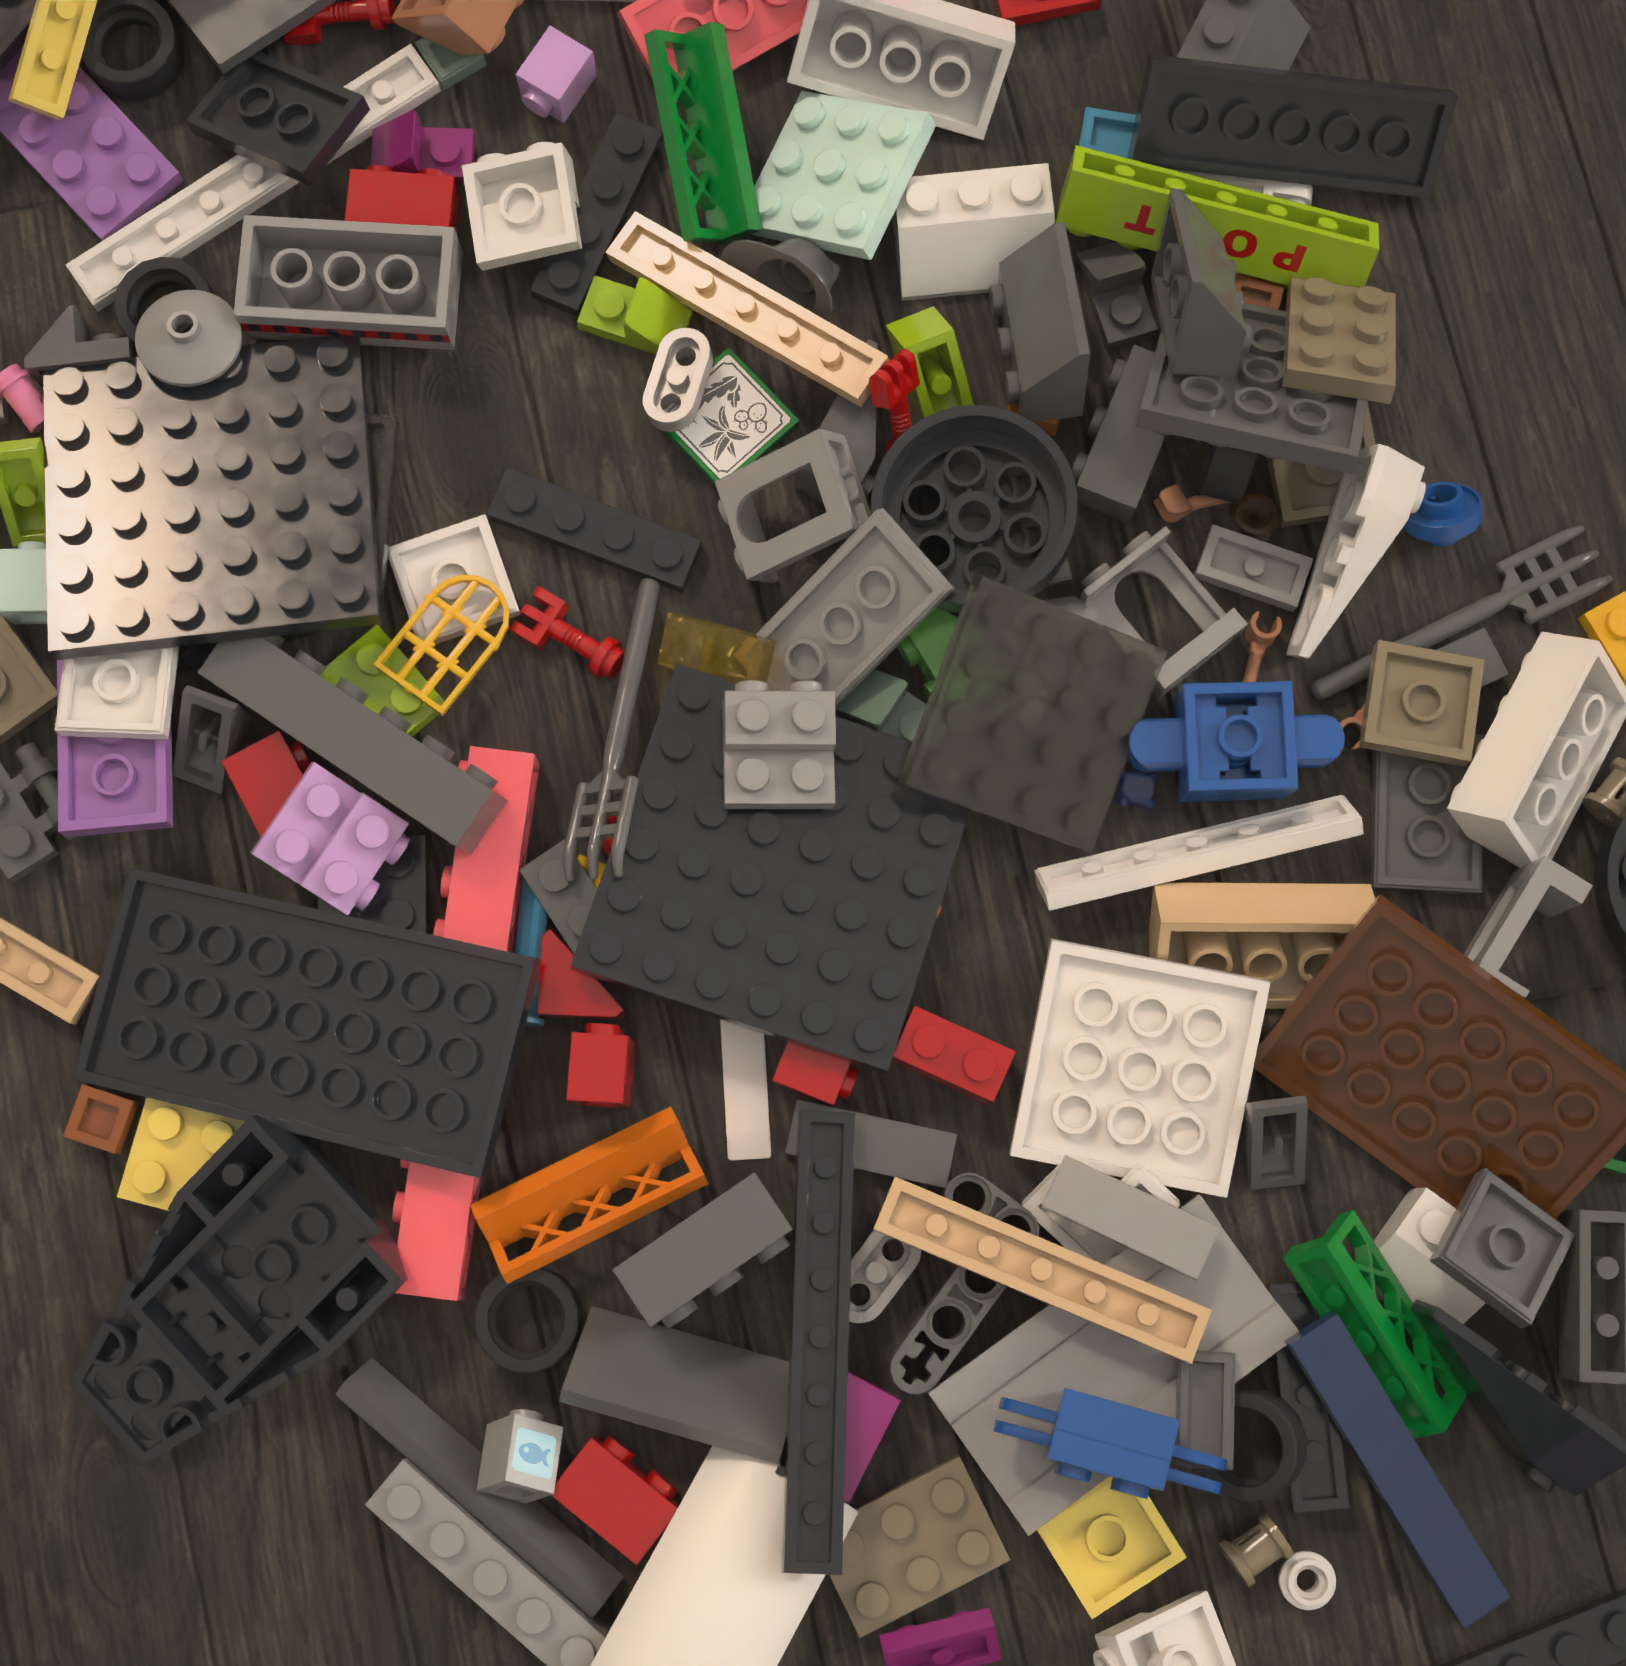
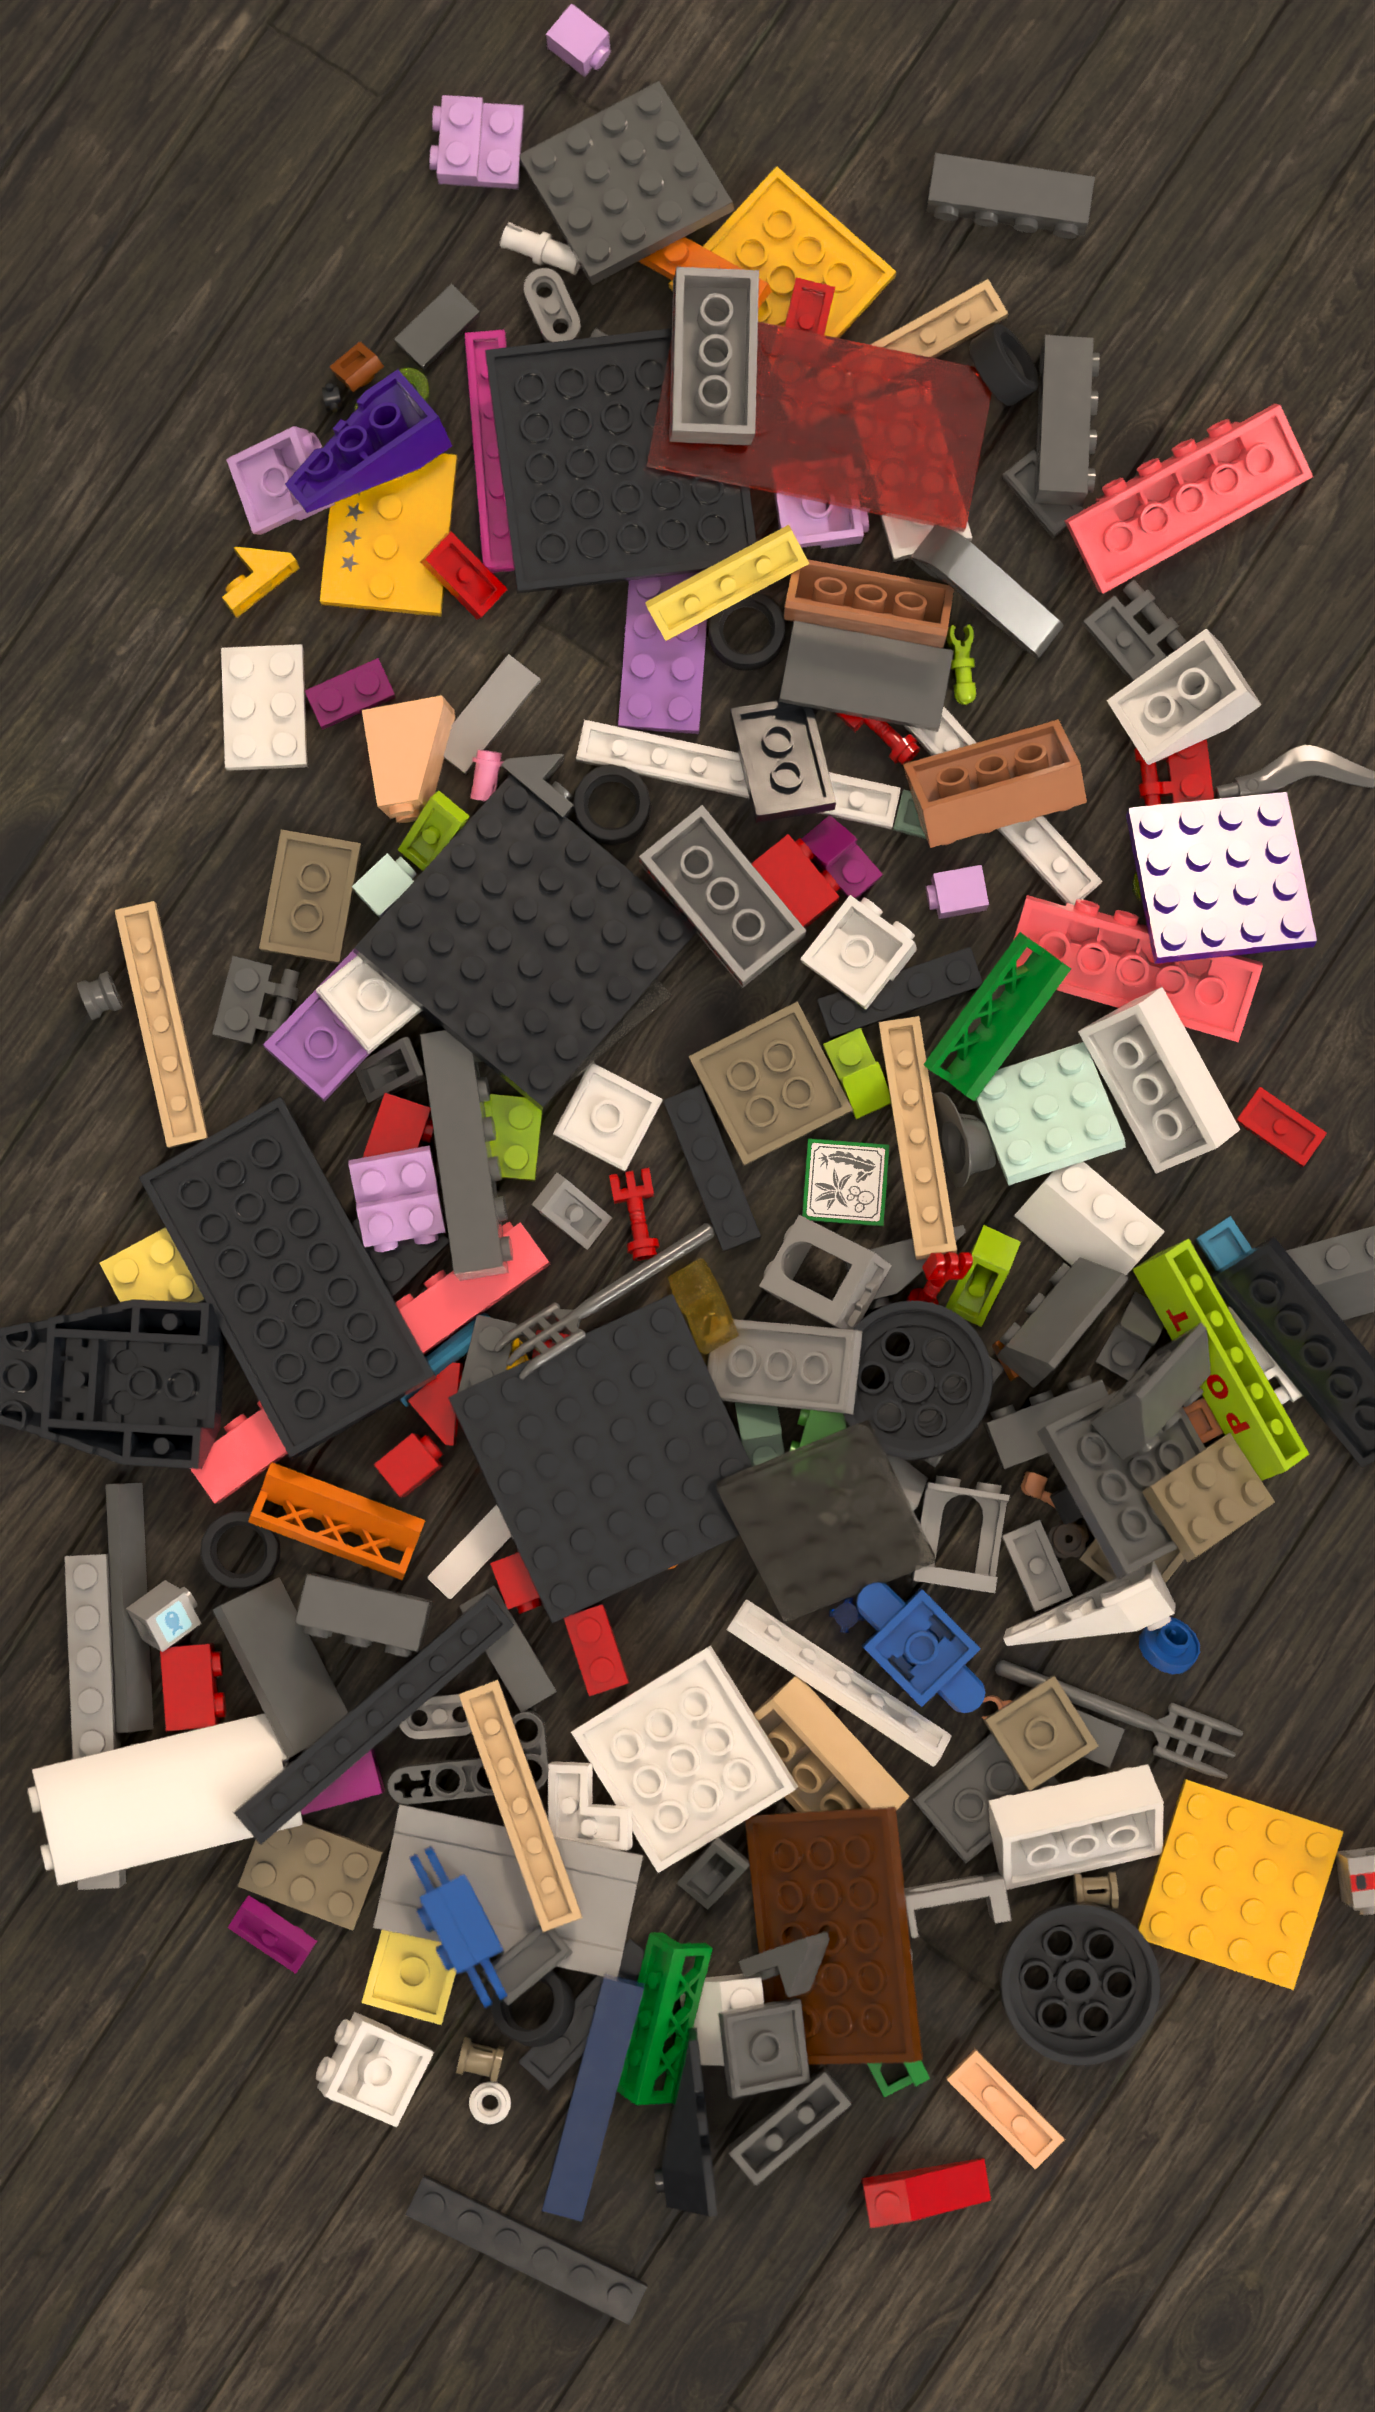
camera: 50 degrees right, 5 degrees up
(101, 1119) = (132, 1213): dark orange plate -> none
(191, 356) = (598, 858): light grey dish -> none
(427, 645) = (554, 1141): yellow window -> none
(506, 692) = (571, 1211): none -> light grey slope
(565, 402) = (770, 1083): none -> dark tan plate
(678, 383) = (837, 1136): plate -> none
(778, 746) = (675, 1397): light grey plate -> none
(1131, 1217) = (594, 1828): light grey tile -> none
(1258, 644) = (991, 1611): nougat hand -> none
(1440, 1137) = (794, 1962): none -> dark grey slope

